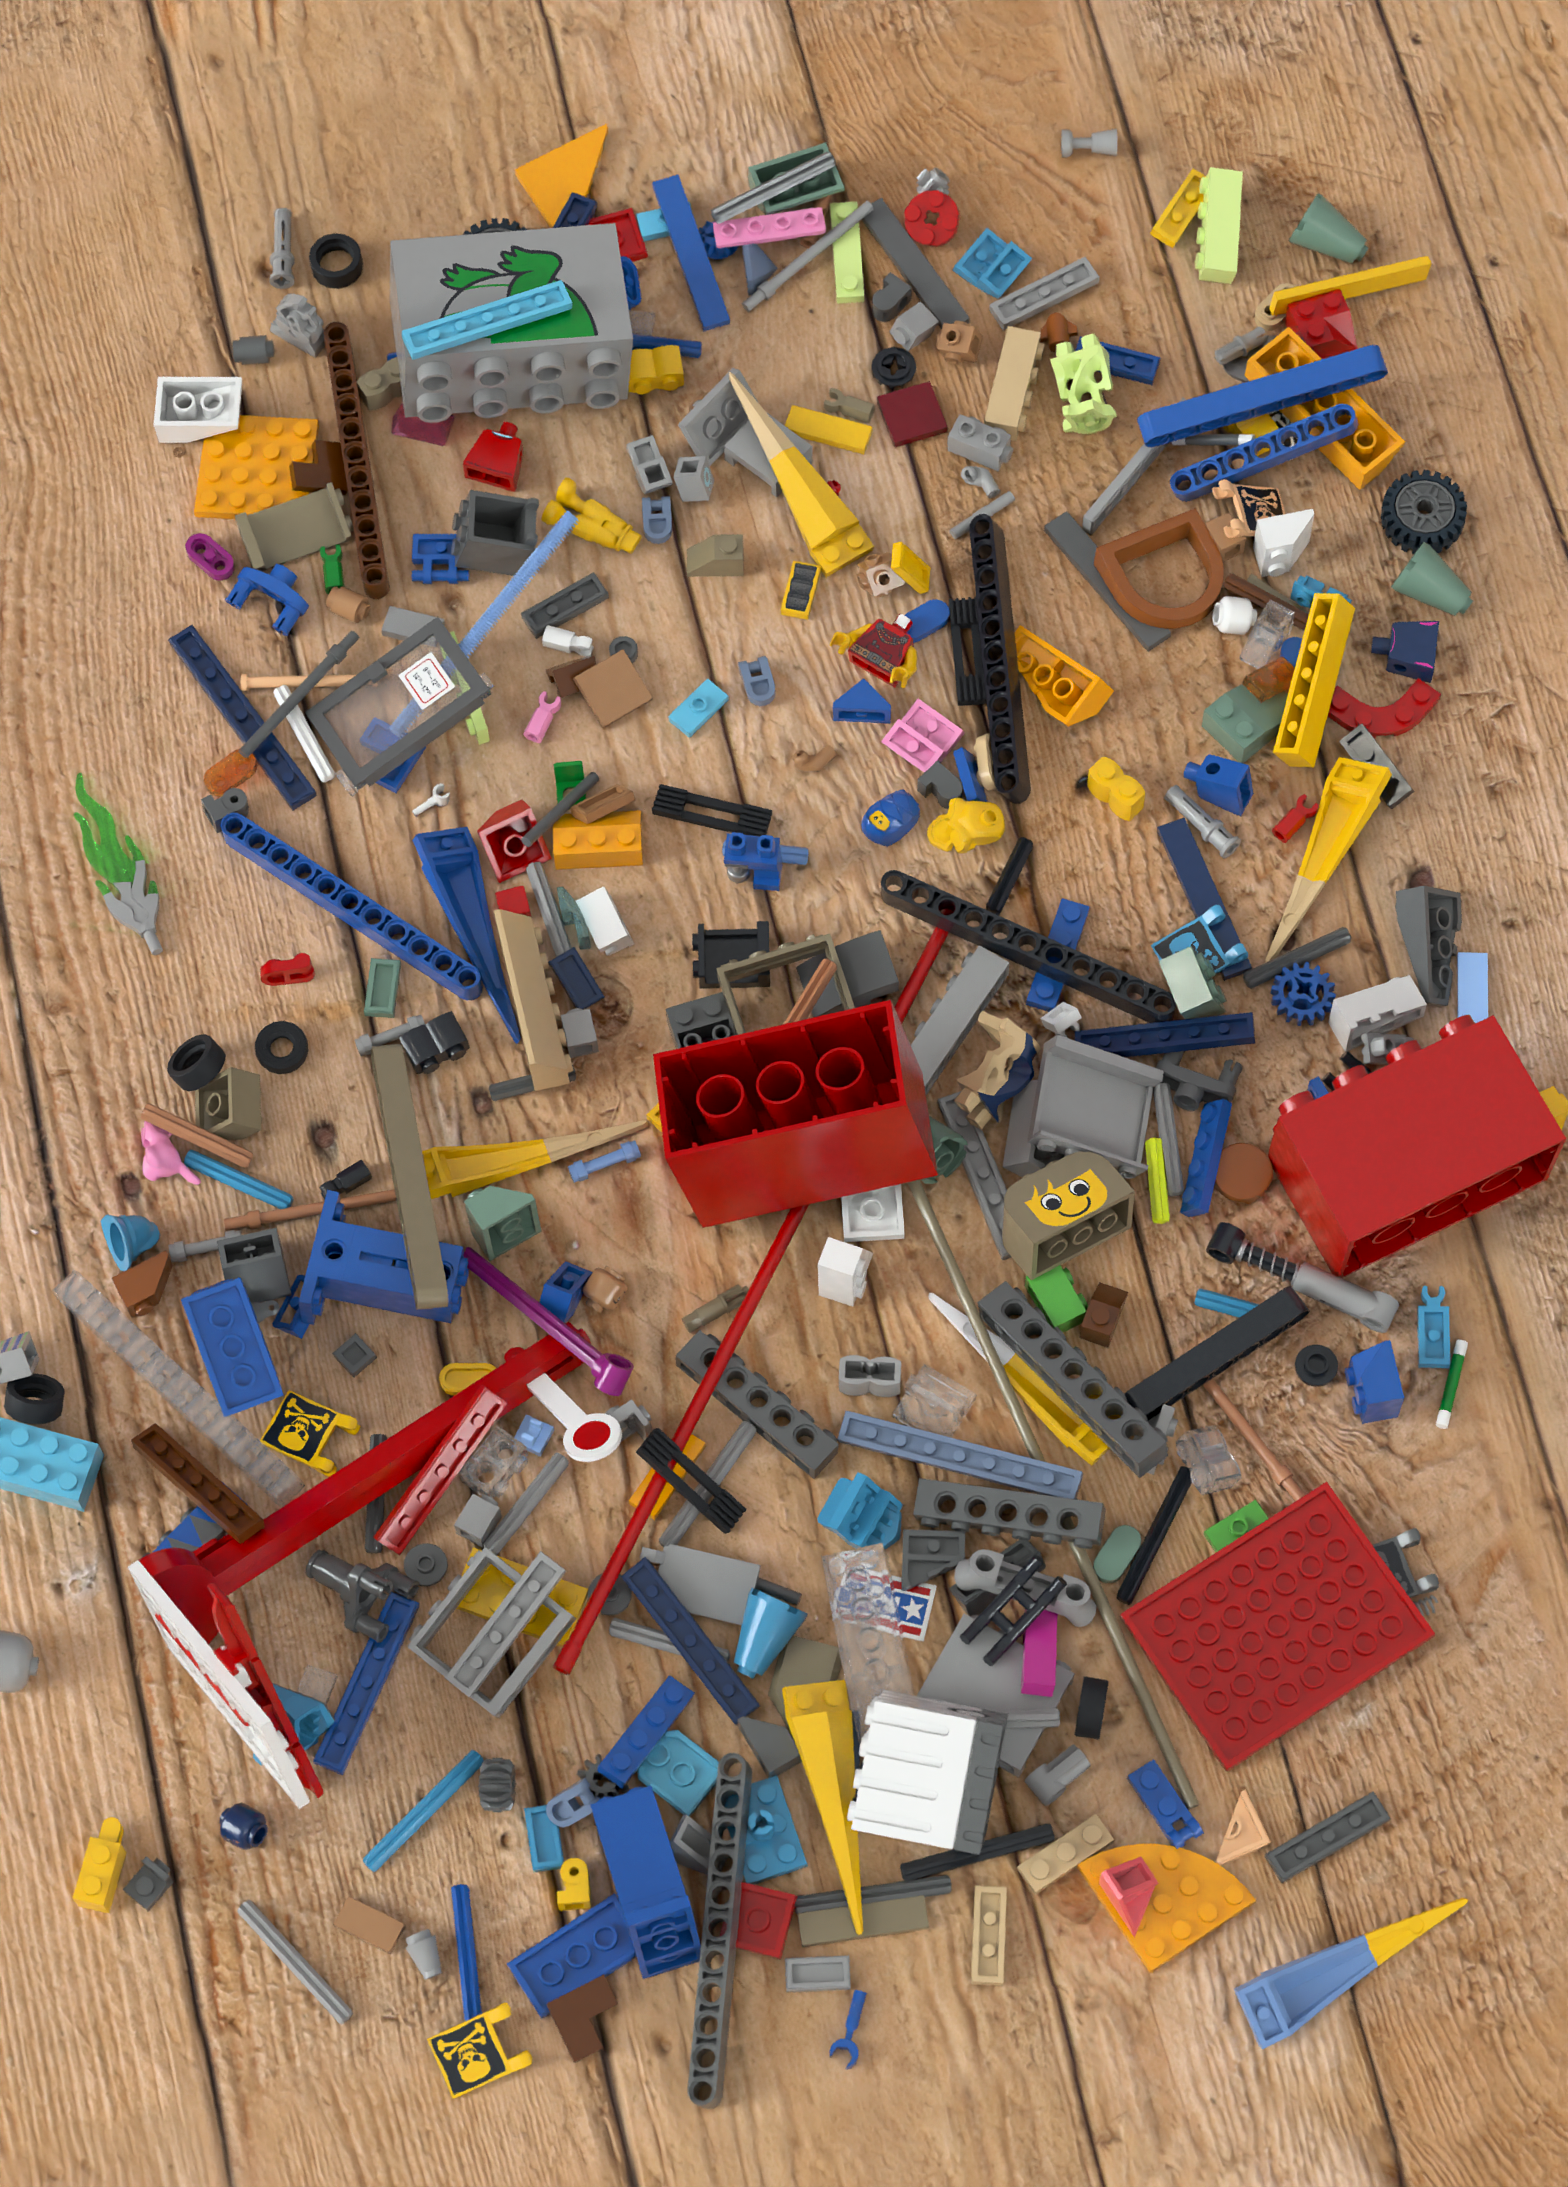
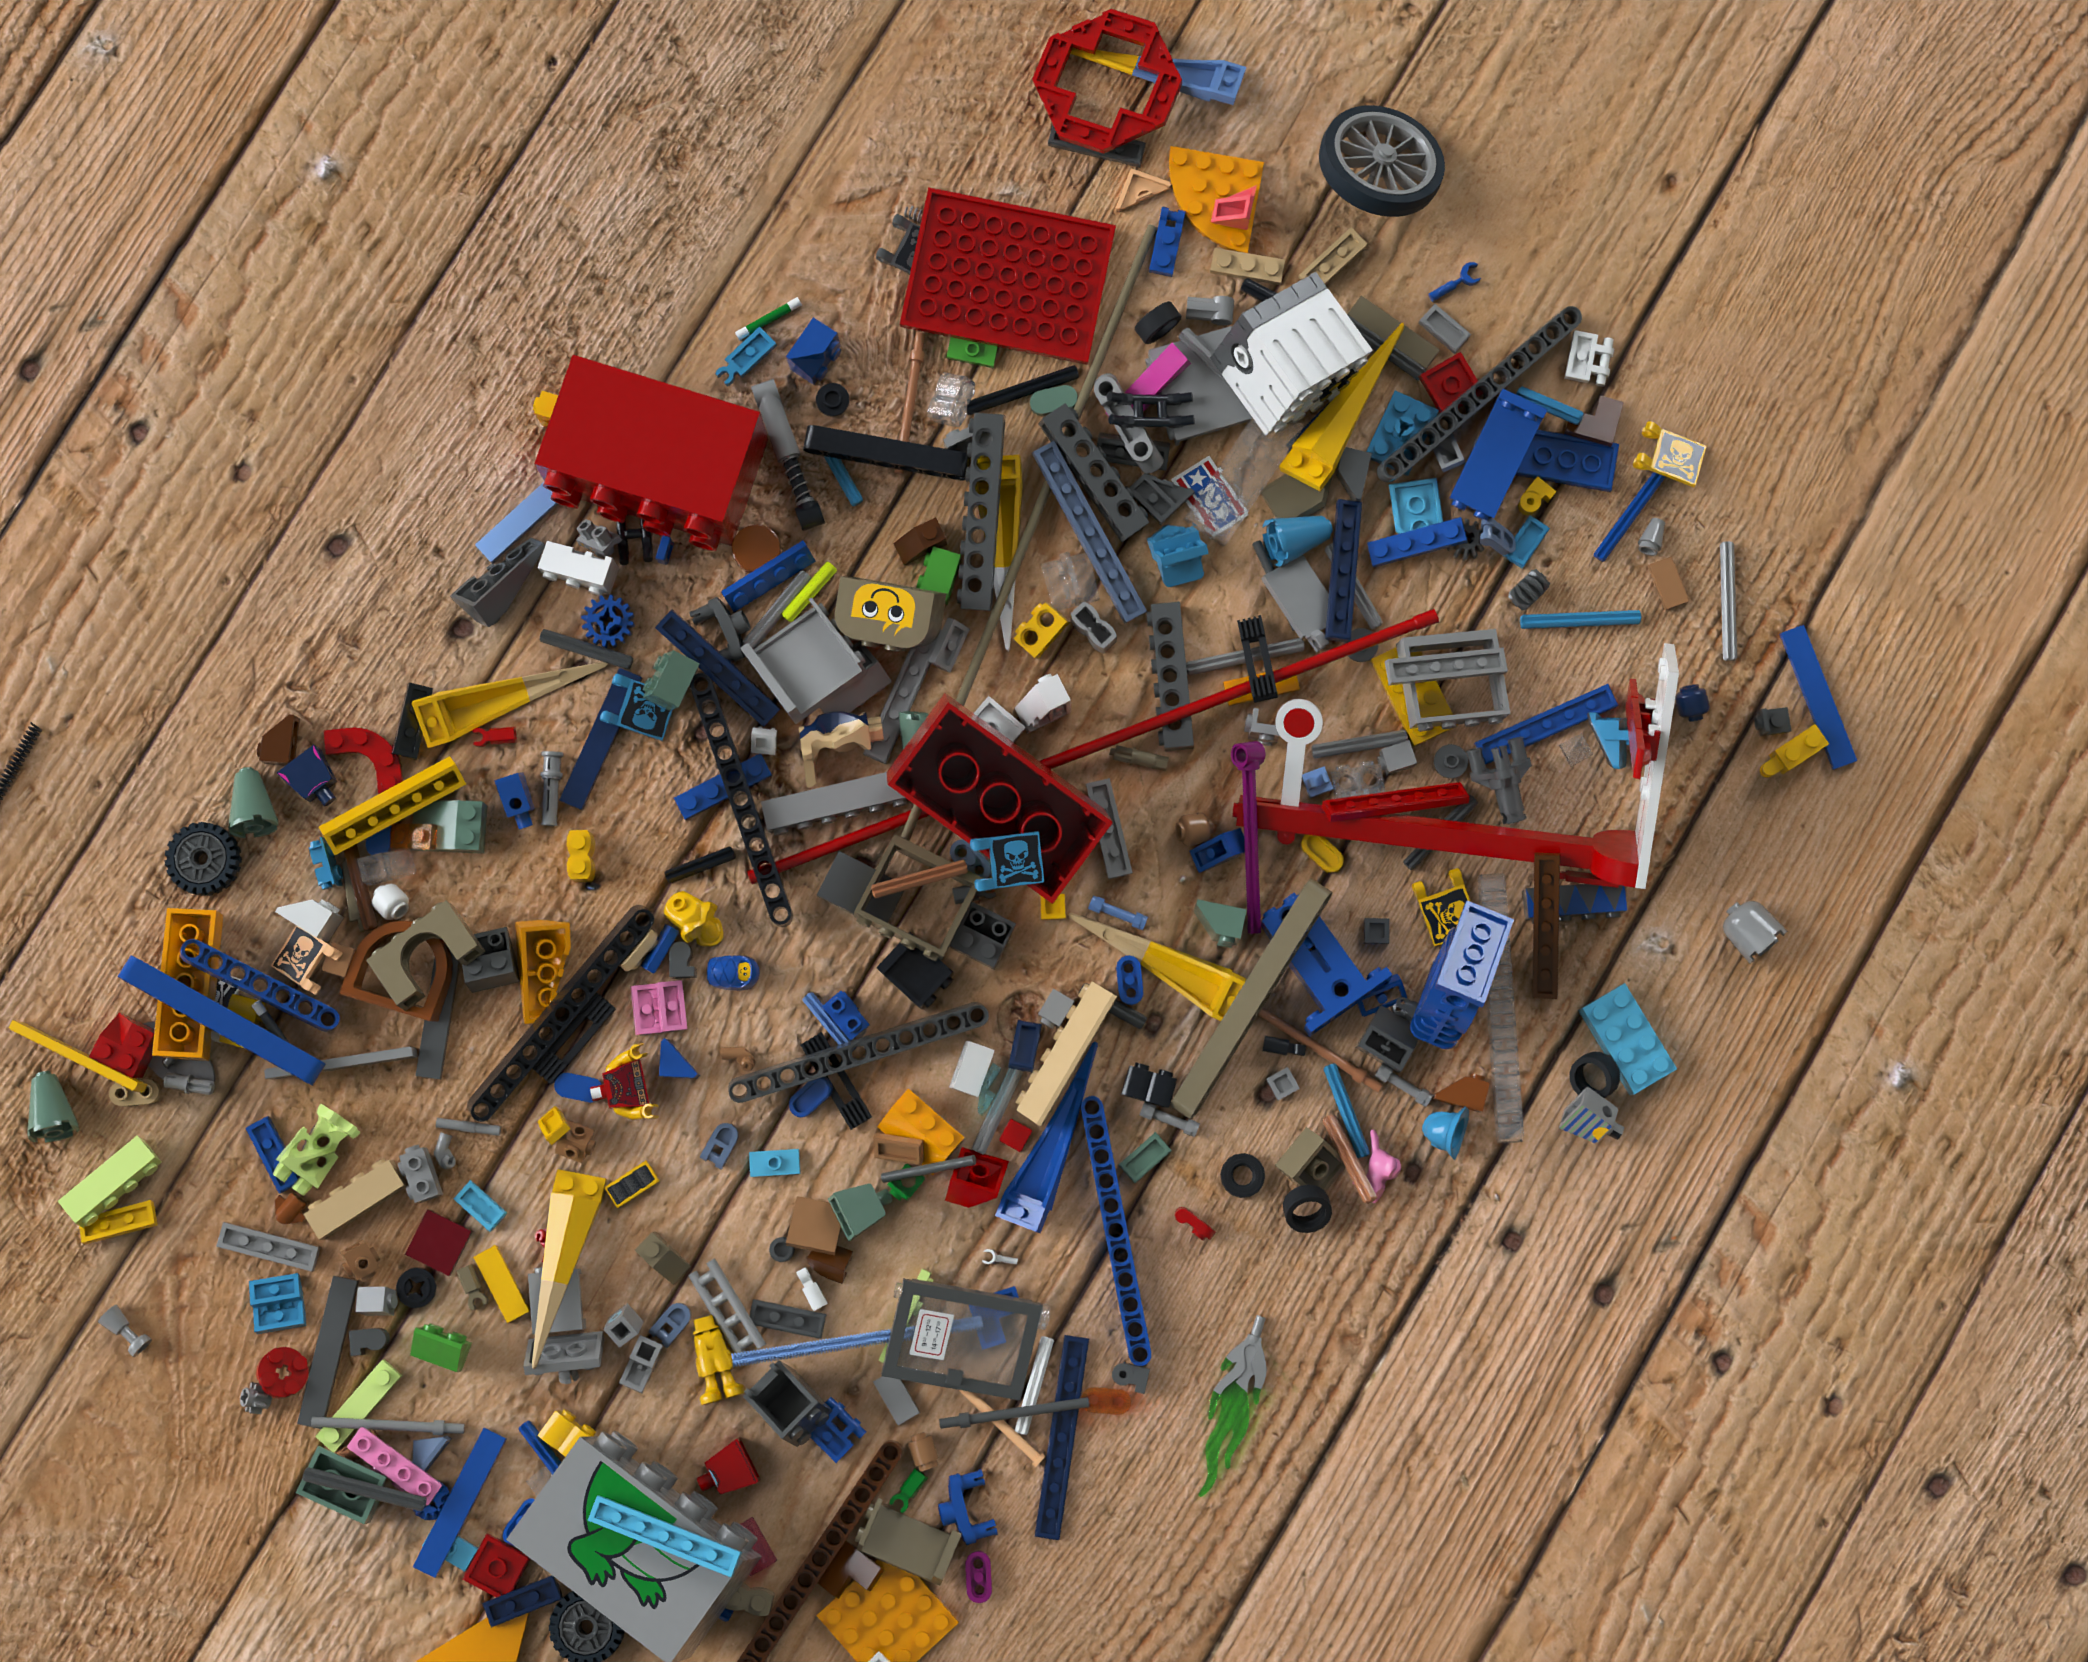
camera: 135 degrees left, 15 degrees up
(125, 1949) = (1818, 696): none -> blue tile
(317, 1150) = (1282, 1083): none -> light grey plate
(539, 1115) = (1129, 980): none -> blue plate
(541, 718) = (878, 1249): bright pink bar -> none
(588, 729) = (859, 1208): none -> sand green torso
(611, 556) = (727, 1295): none -> light grey bar
(642, 1985) = (1554, 407): none -> dark azure axle
(657, 2070) = (1581, 358): none -> white plate
(681, 1222) = (1113, 841): none -> light grey plate
(713, 856) = (845, 1051): none -> dark grey beam
(720, 781) = (810, 1097): none -> blue tile
(722, 1047) = (1013, 860): none -> flag
(826, 341) = (440, 1348): none -> bright green slope
(907, 466) = (480, 1206): none -> medium azure plate
(916, 1332) = (1045, 634): none -> yellow brick
(985, 1246) = (949, 645): none -> light grey plate
(1034, 2065) = (1381, 161): none -> wheel
(1104, 642) = (496, 965): none -> dark grey slope
(1175, 561) = (392, 960): none -> dark tan arch
(1355, 1962) = (1127, 124): none -> red plate
(1462, 650) = (280, 742): none -> reddish brown slope

